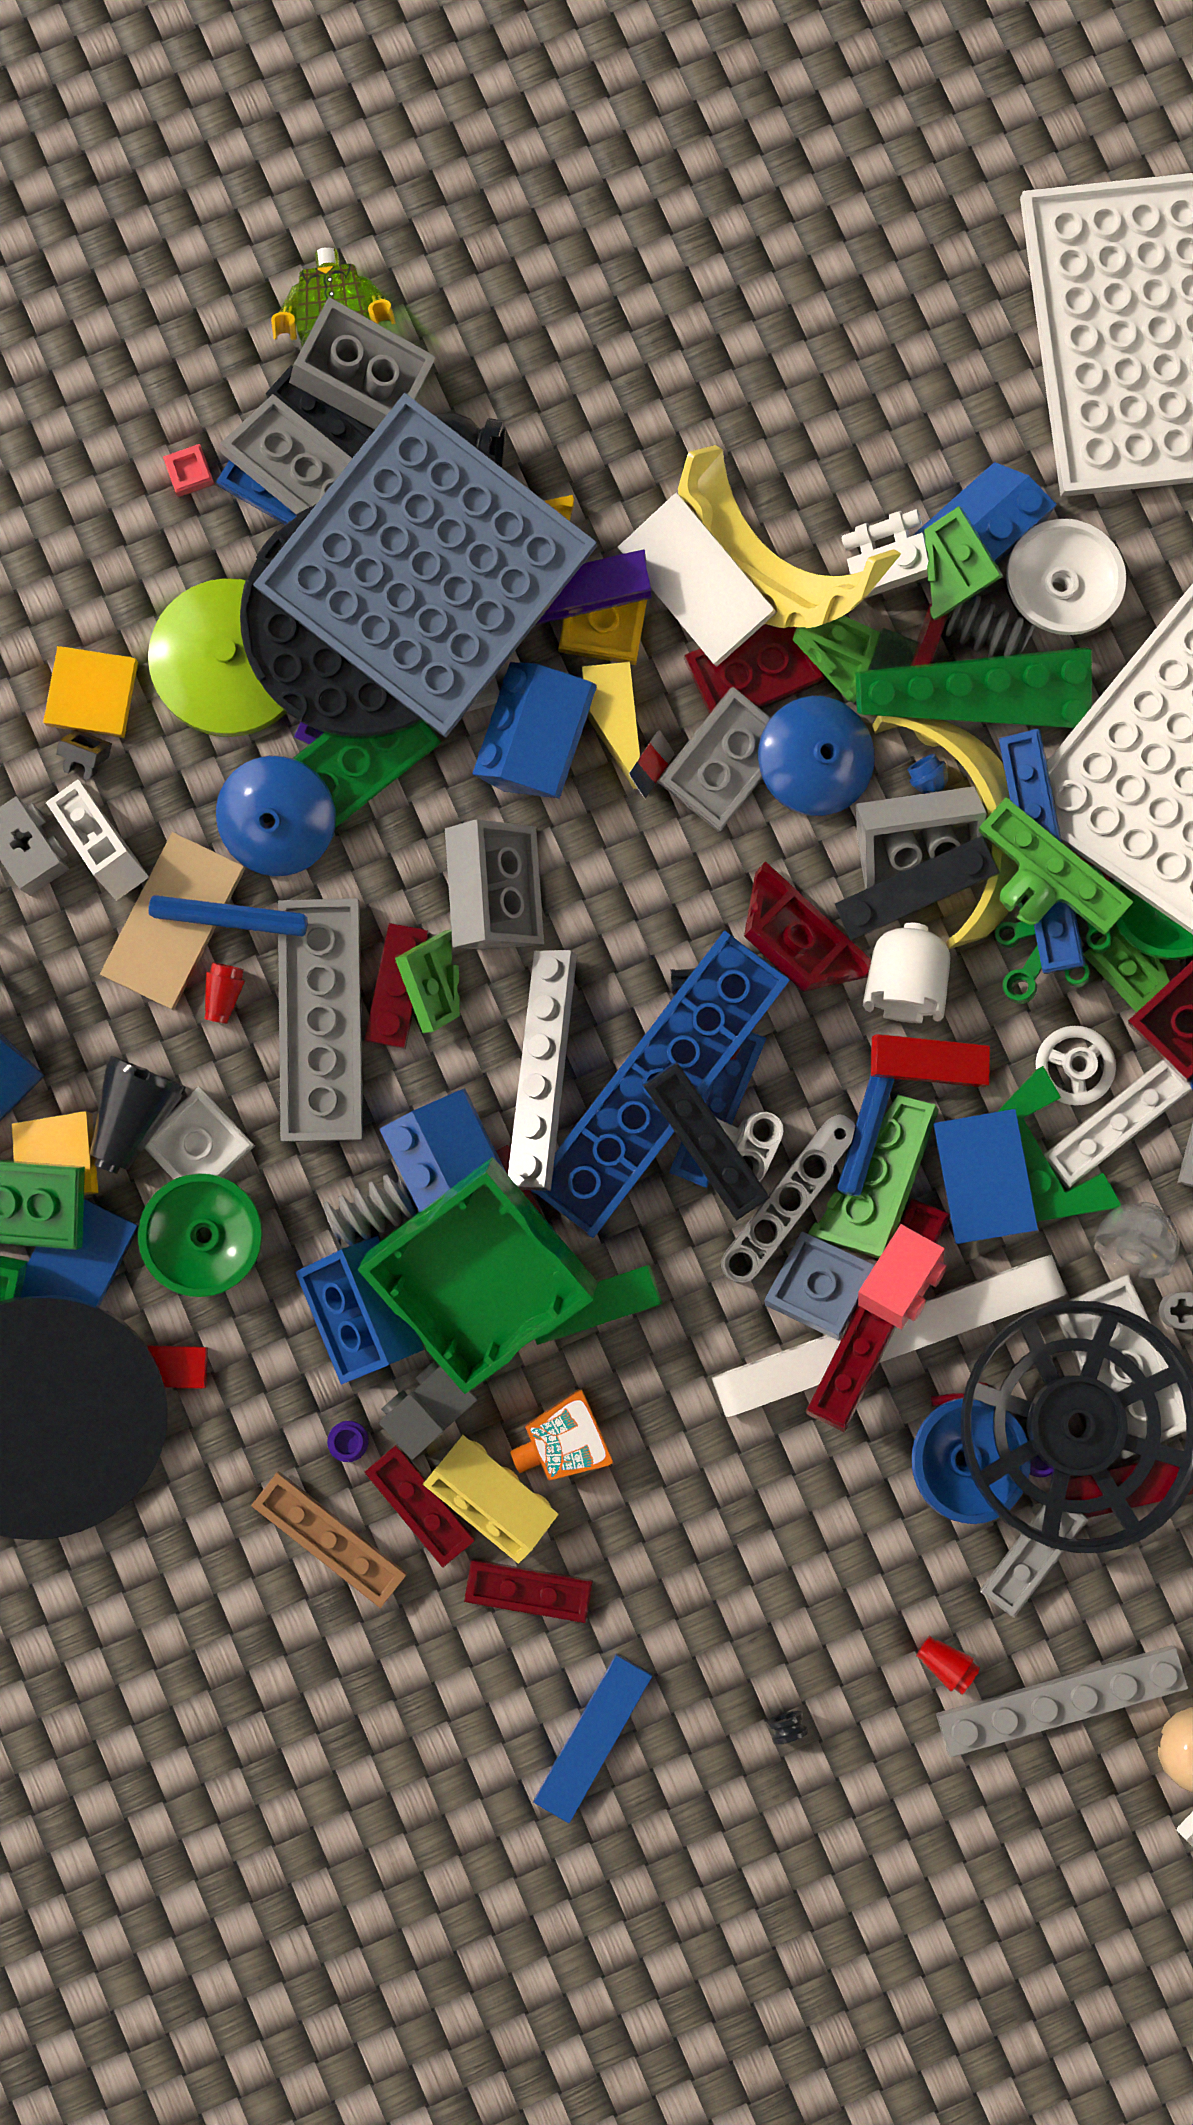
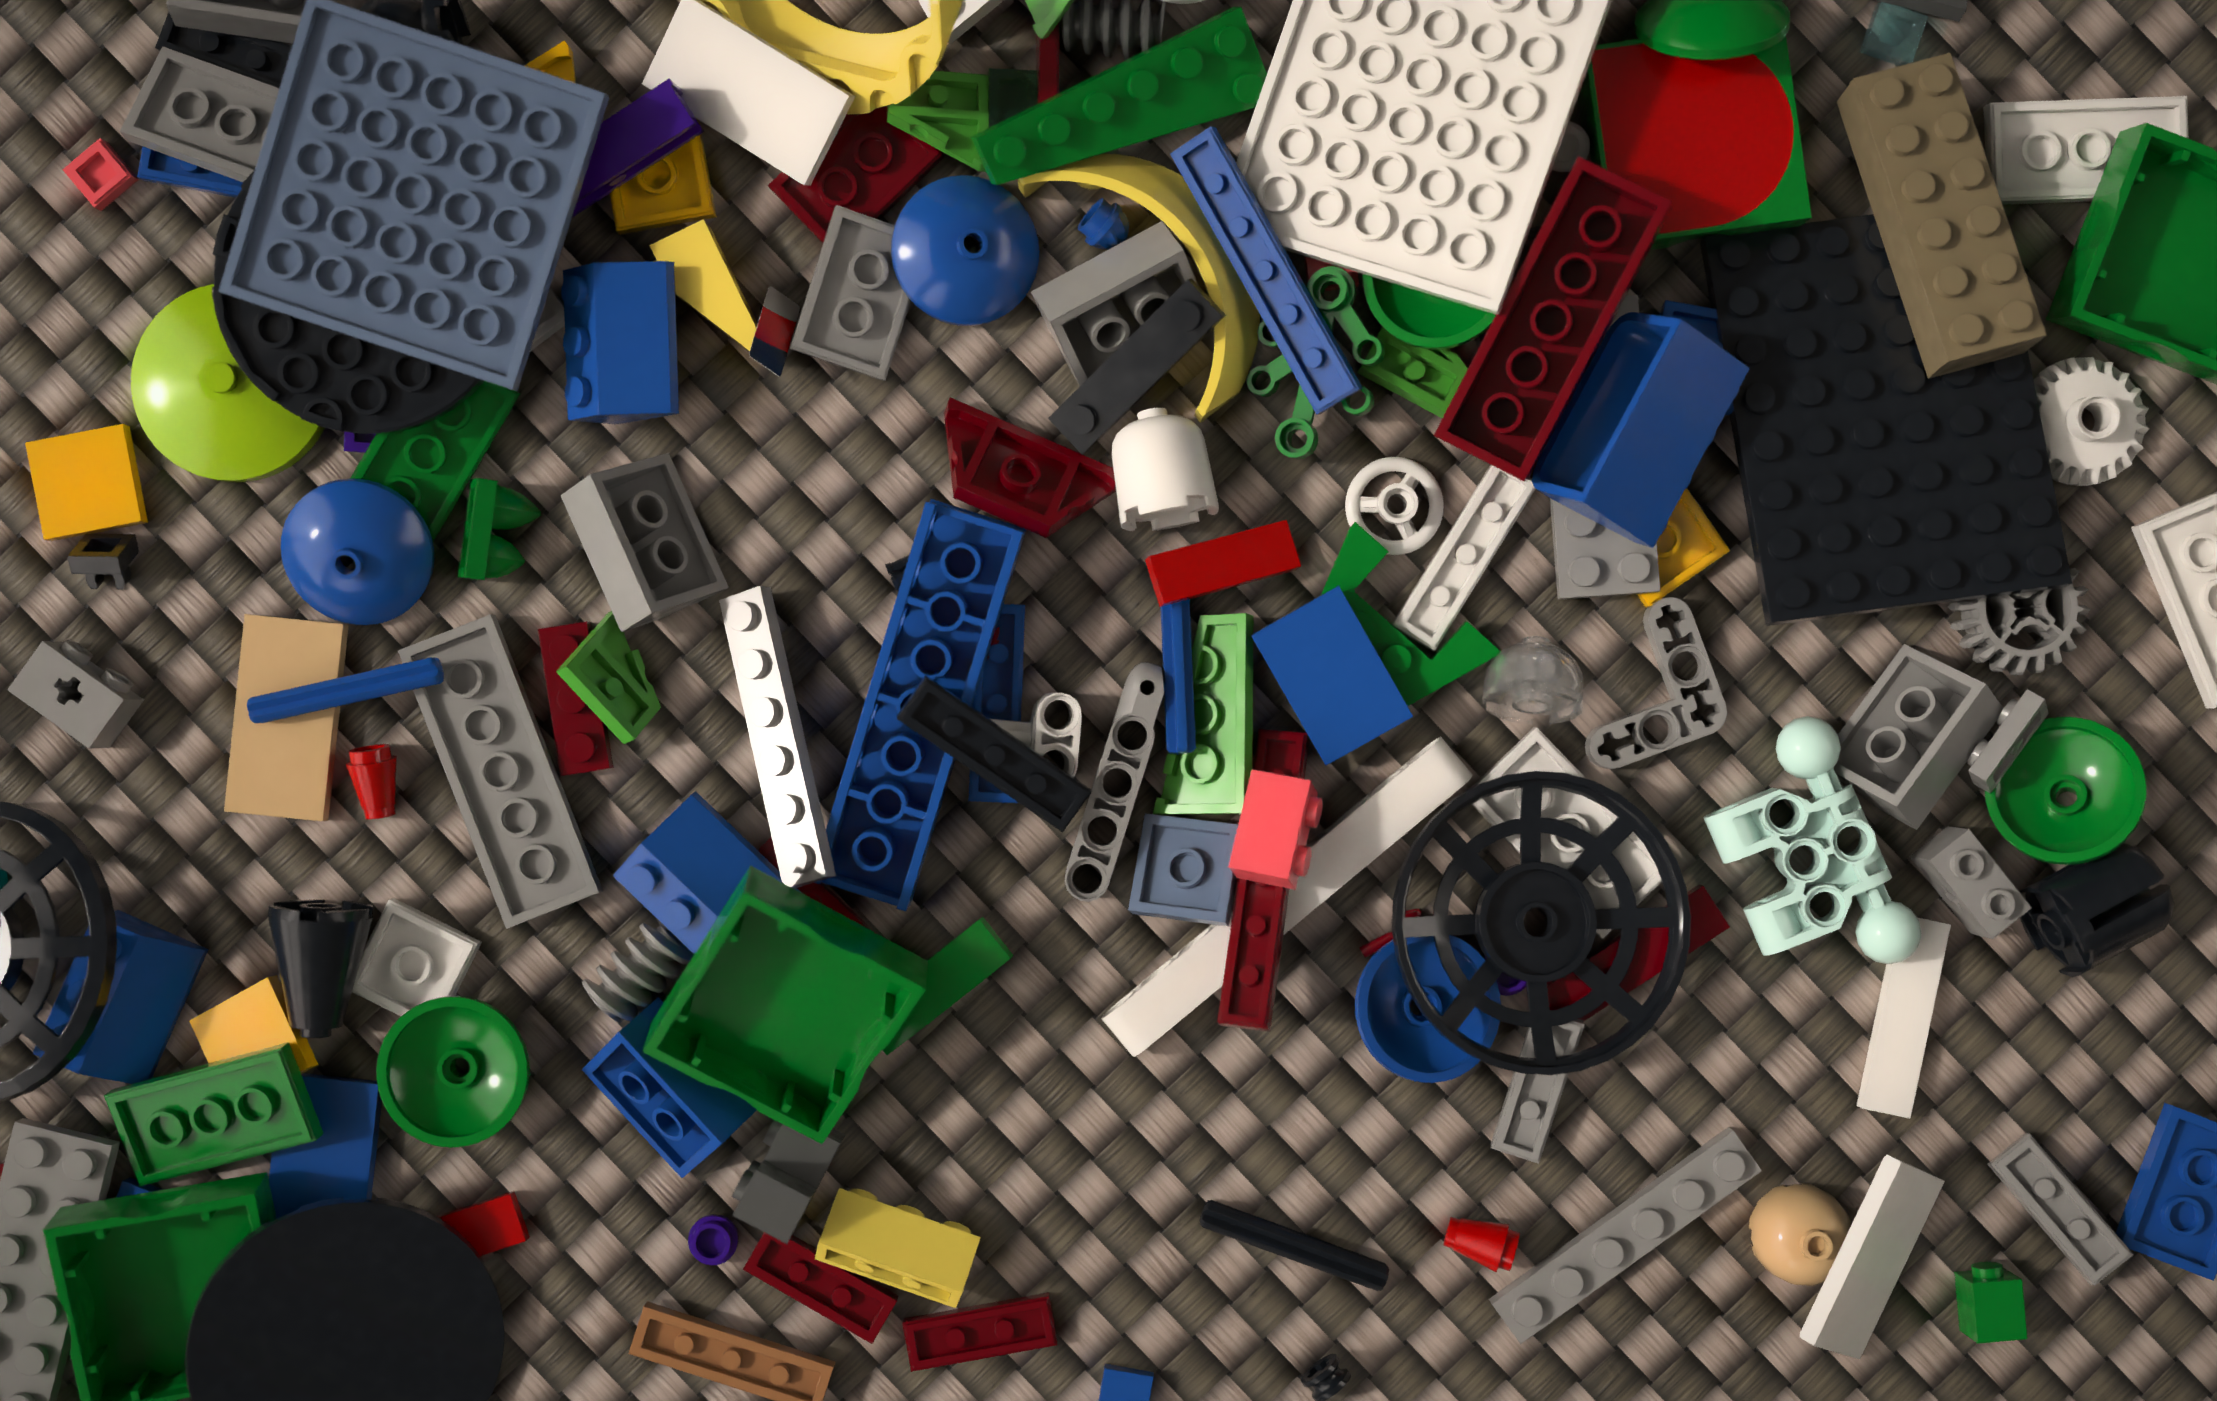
camera: 20 degrees left, 5 degrees up
(97, 840) = (160, 657): white slope -> none
(384, 819) = (492, 508): none -> green tile
(564, 1440) = (958, 1150): torso -> none
(799, 1613) = (1294, 1245): none -> black axle
(1049, 872) = (1281, 295): bright green plate -> none

